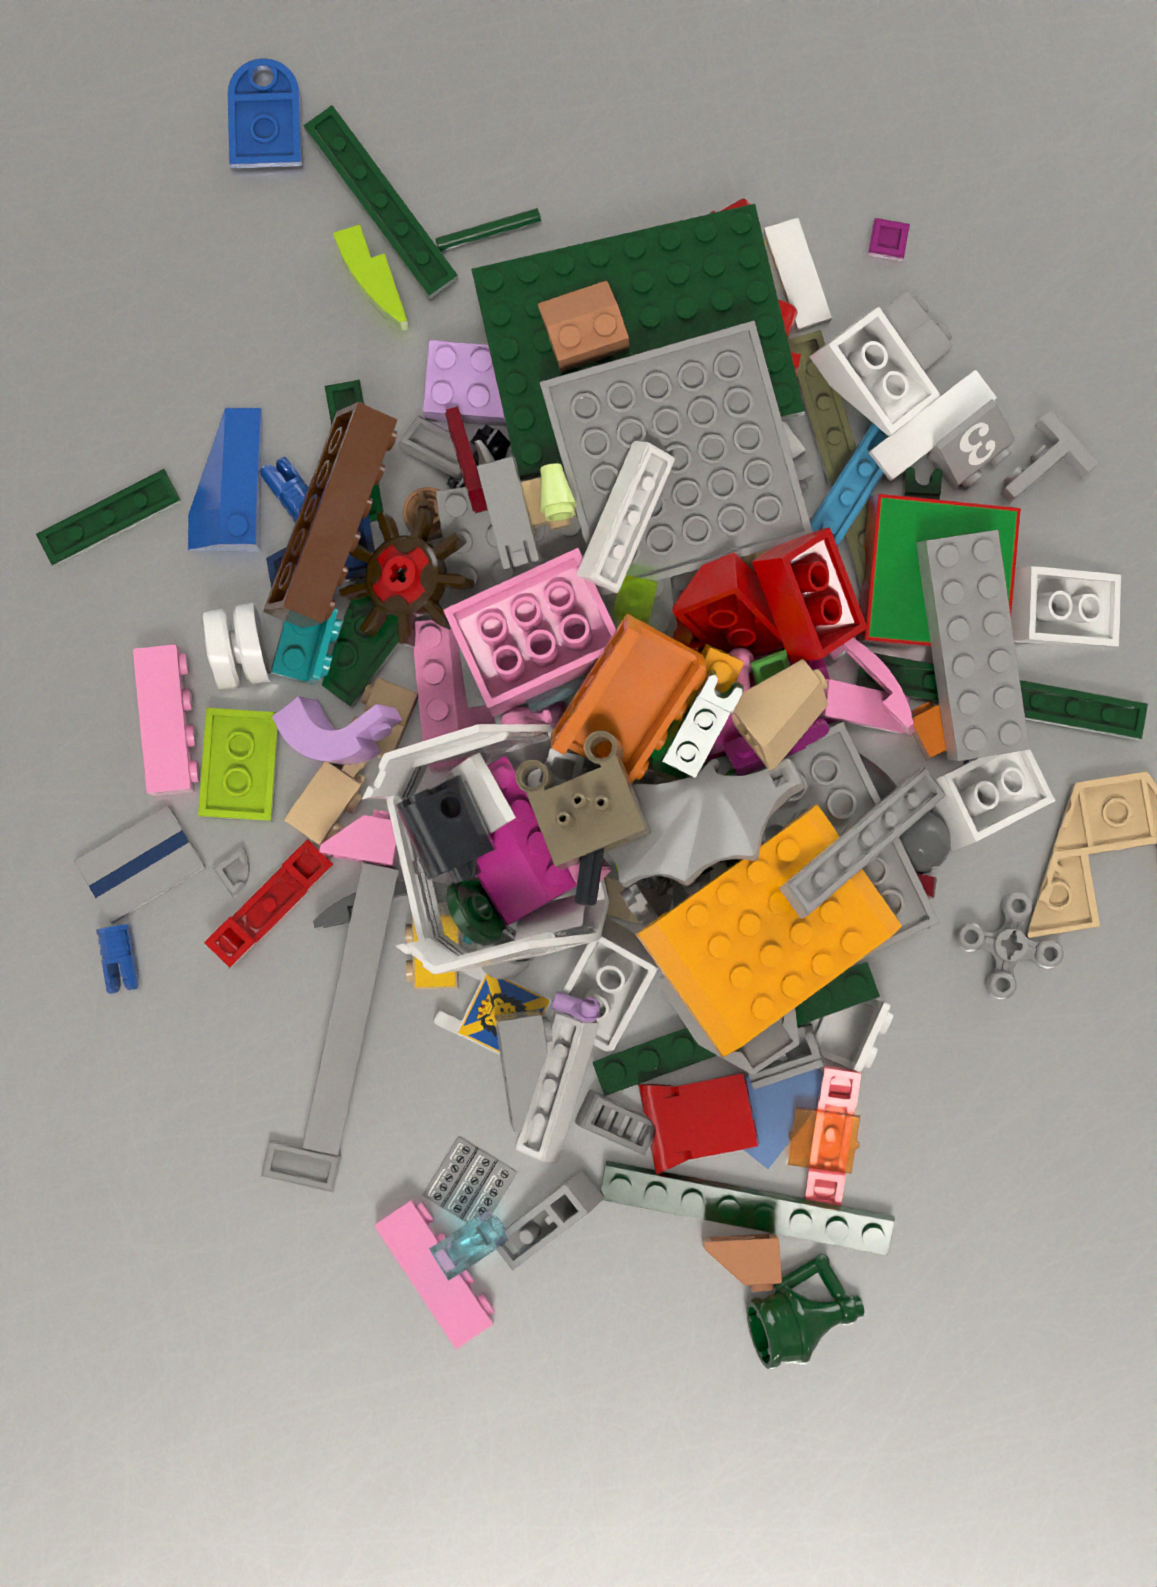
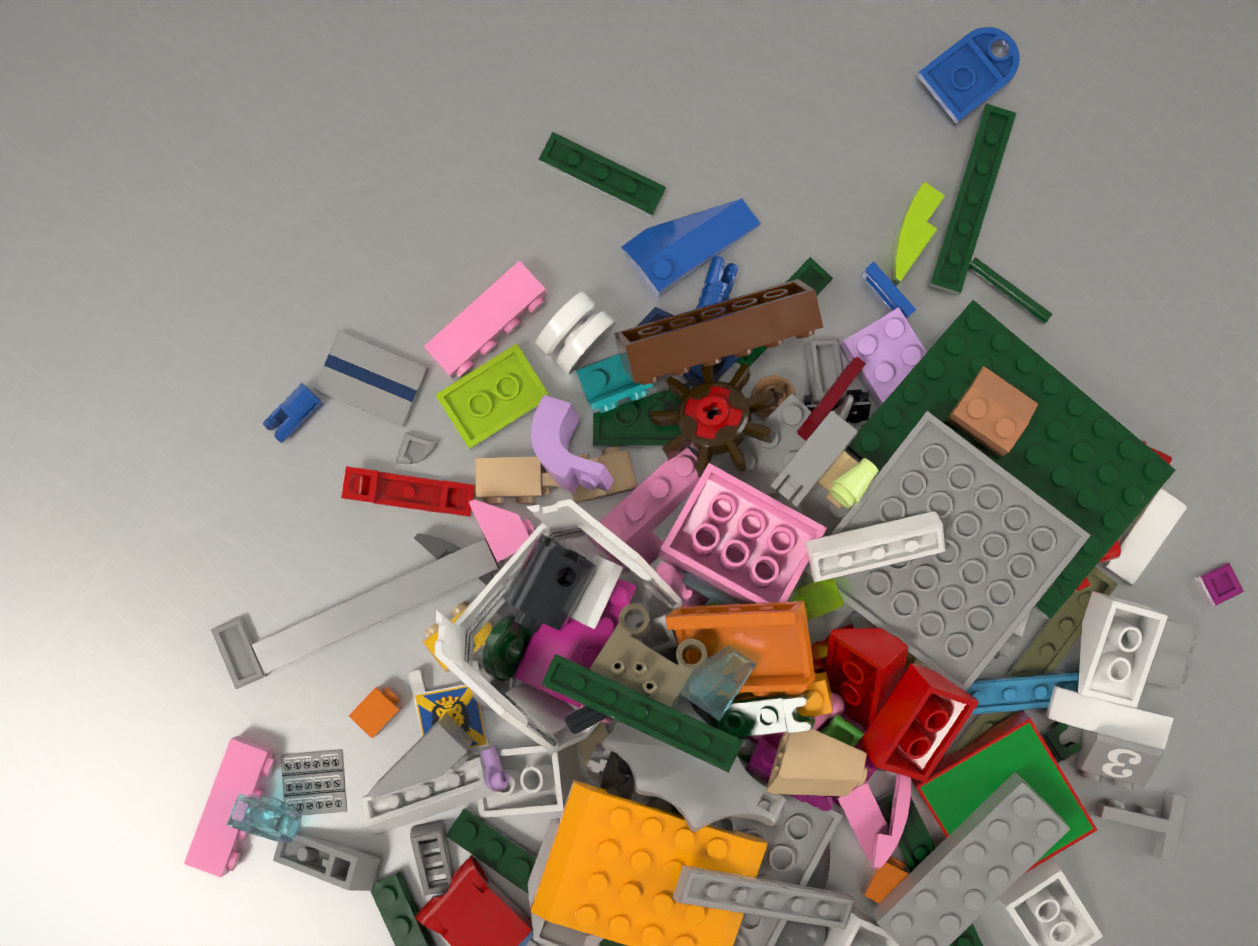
camera: 50 degrees right, 0 degrees up
(406, 339) = (887, 290): none -> blue tile
(446, 1076) = (376, 711): none -> orange brick
(619, 827) = (642, 713): none -> dark green tile
(642, 742) = (718, 681): none -> clear light blue slope

